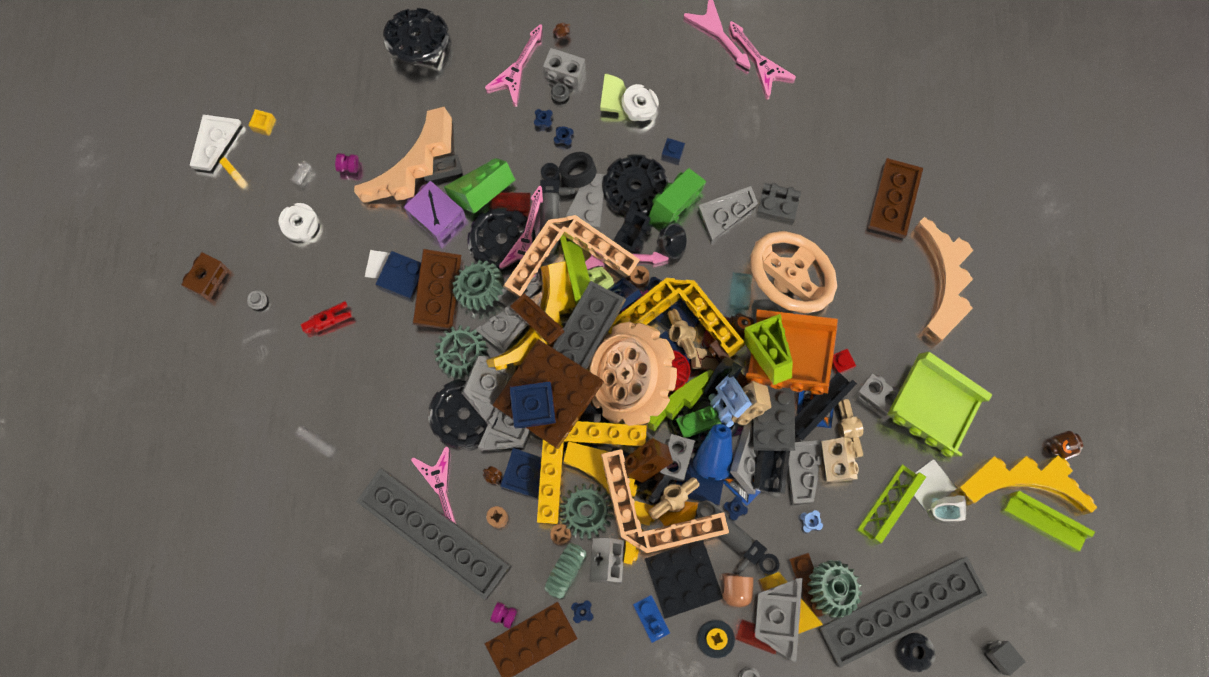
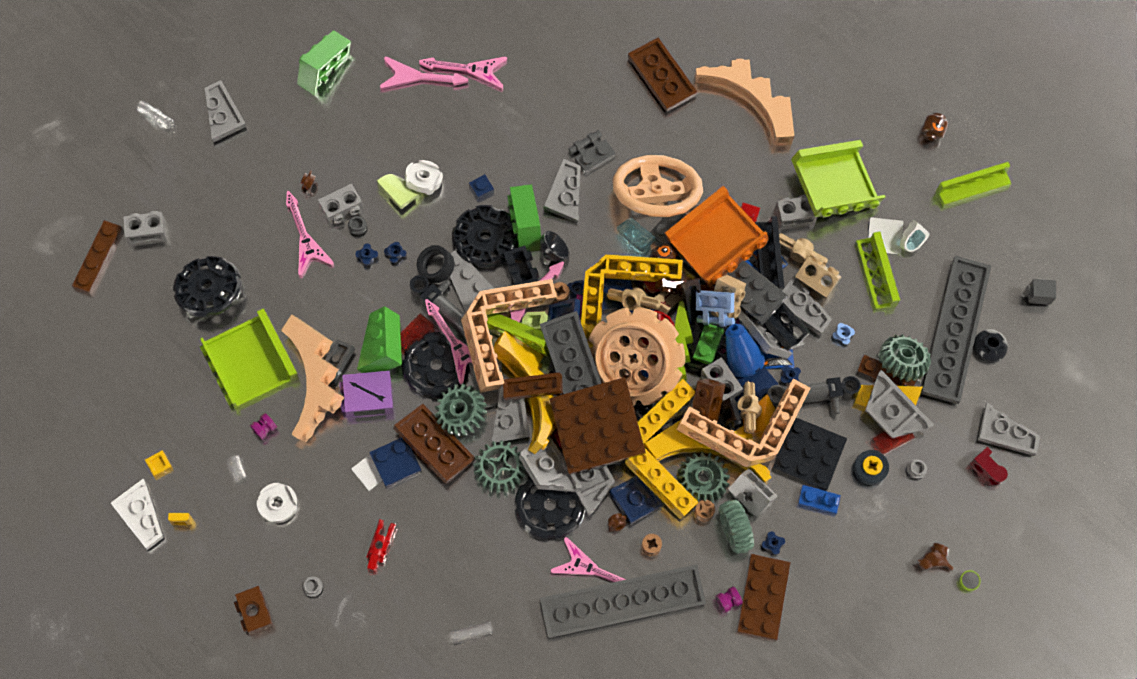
camera: 55 degrees left, 5 degrees down
(388, 111) = (249, 361): none -> lime panel
(532, 405) = (599, 441): dark blue plate -> none
(737, 590) = (851, 422): nougat helmet -> none
(770, 348) = (705, 247): lime wedge -> none
(1025, 473) = (929, 168): yellow arch -> none

